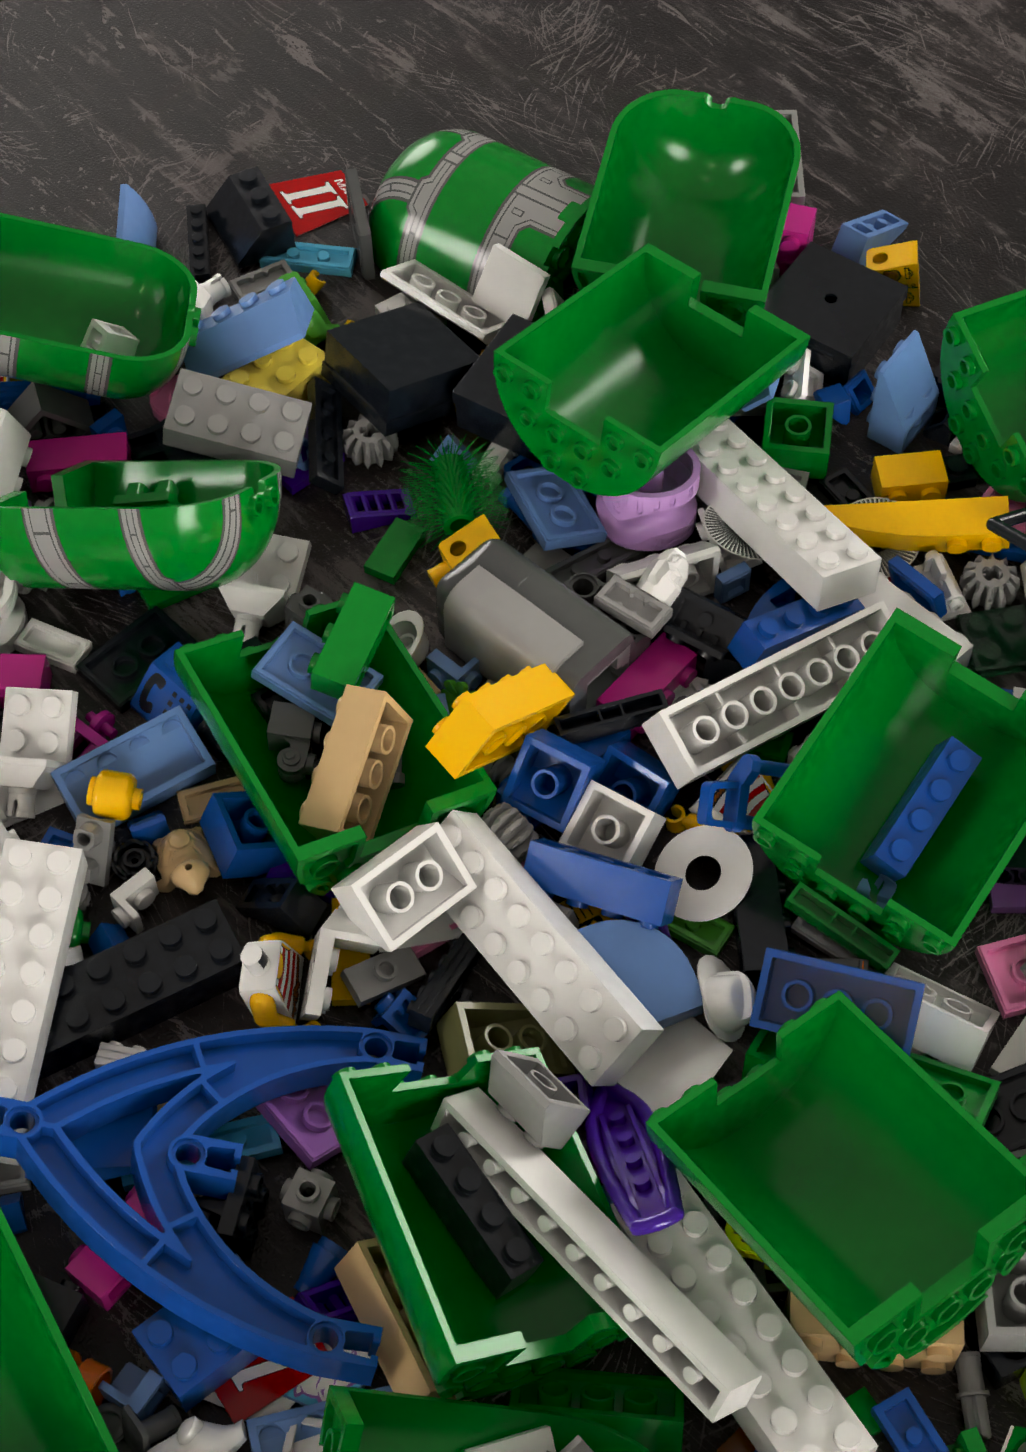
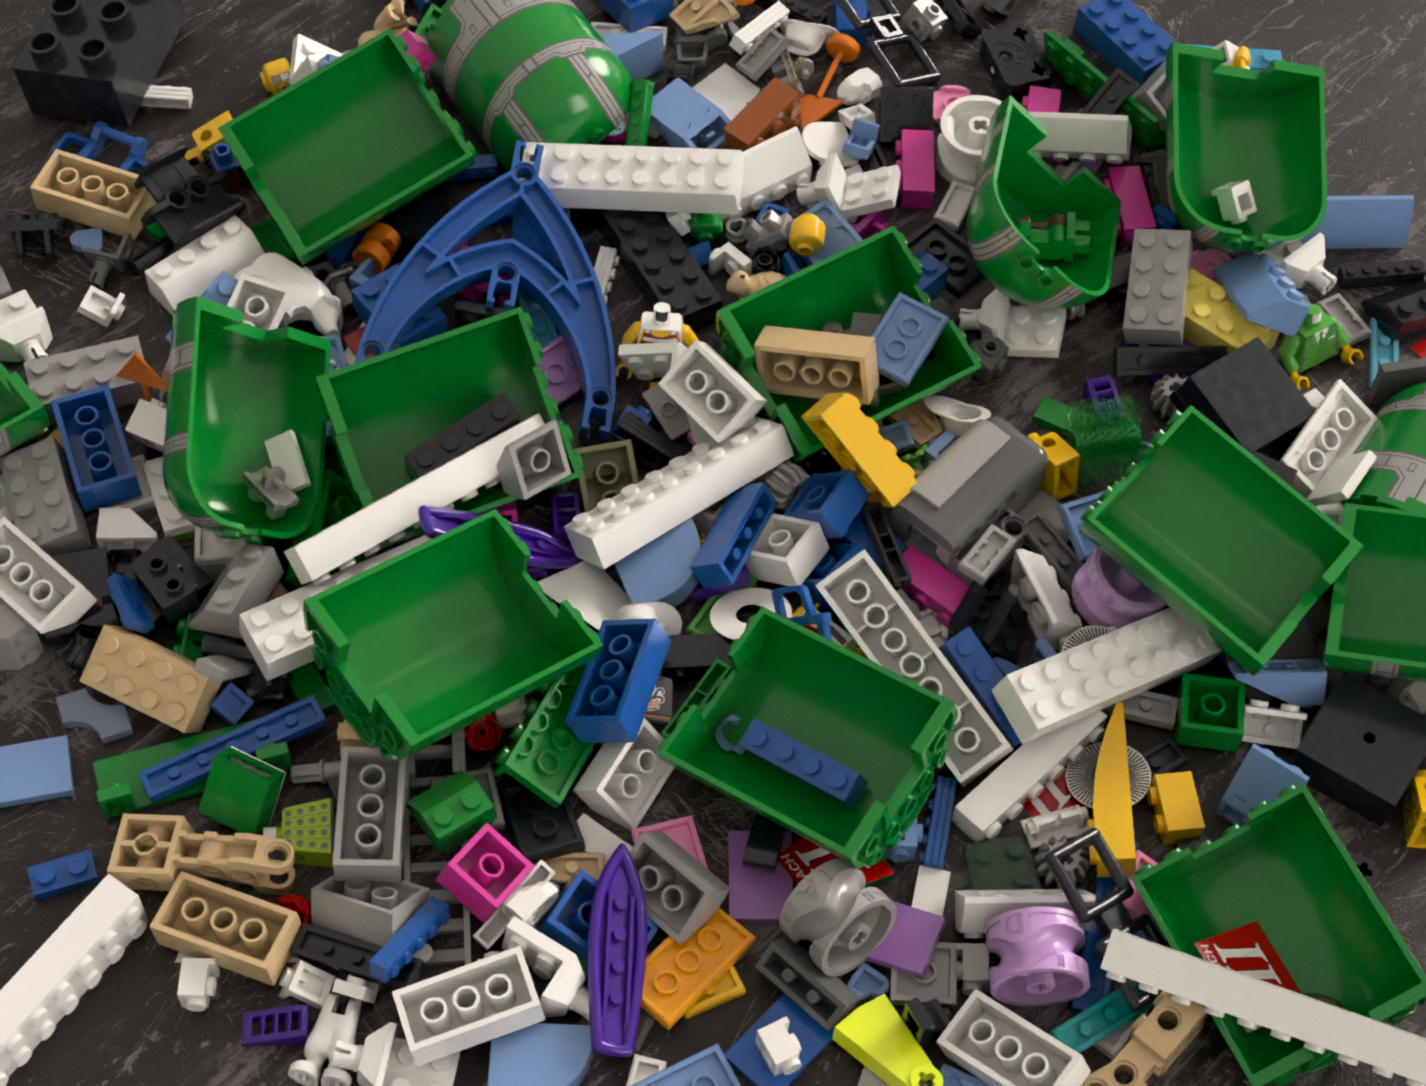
camera: 85 degrees right, 0 degrees up
(351, 640) = (923, 349): green brick -> none
(665, 576) = (1016, 577): white rock -> none
(841, 400) = (1262, 739): blue slope -> none
(917, 585) = (1047, 797): blue tile -> none

